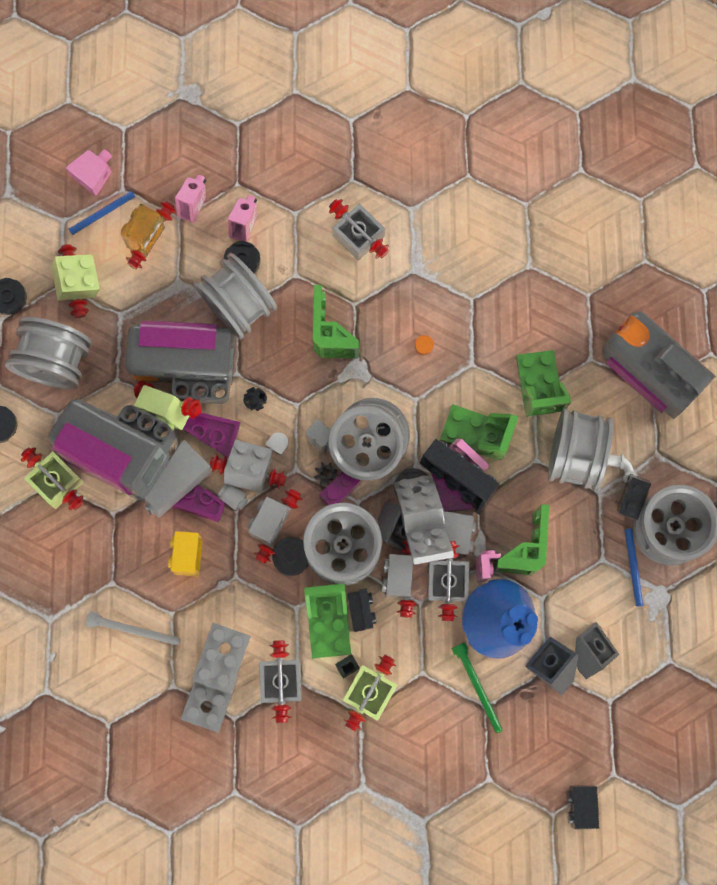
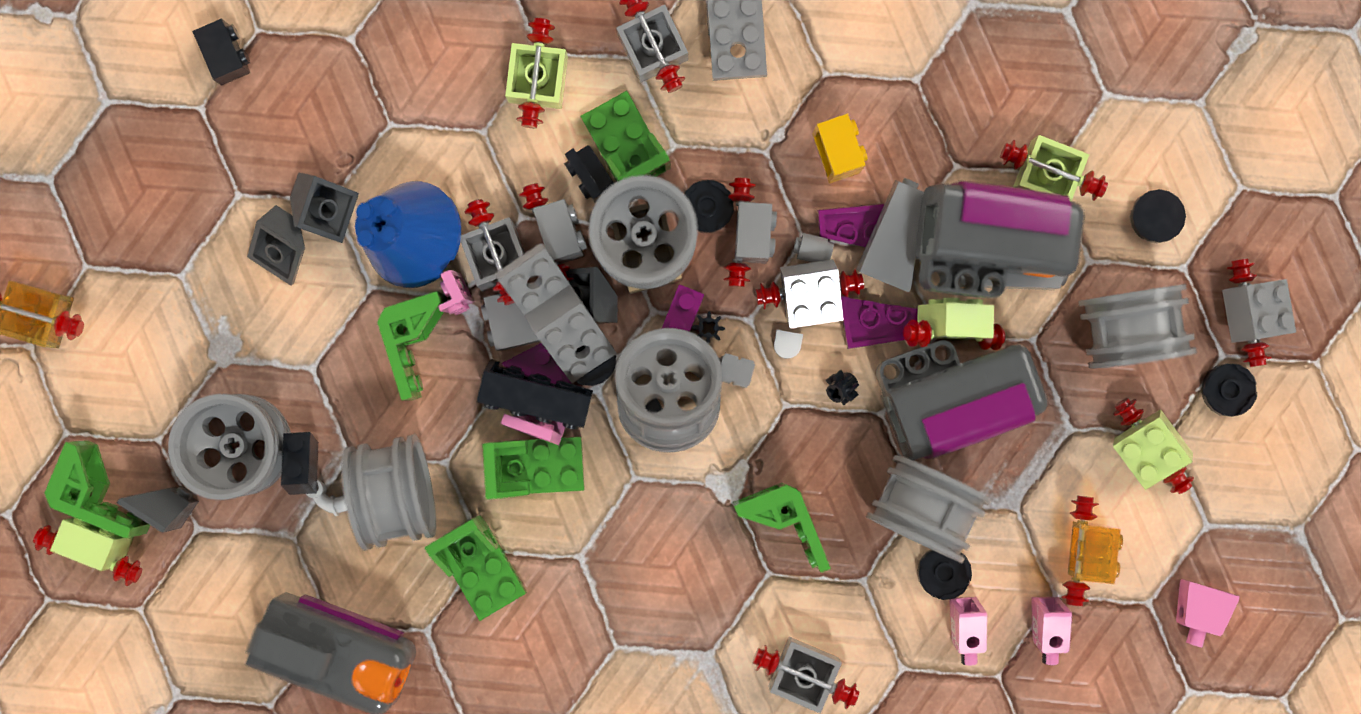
camera: 165 degrees right, 10 degrees up
(96, 620) = (915, 24): light grey piece -> none
(102, 212) = (1161, 558): blue bar -> none
(347, 666) = (577, 97): black slope -> none
(424, 345) = (653, 556): orange tile -> none
(461, 652) = (445, 176): green piece -> none
(634, 567) = (268, 374): blue bar -> none

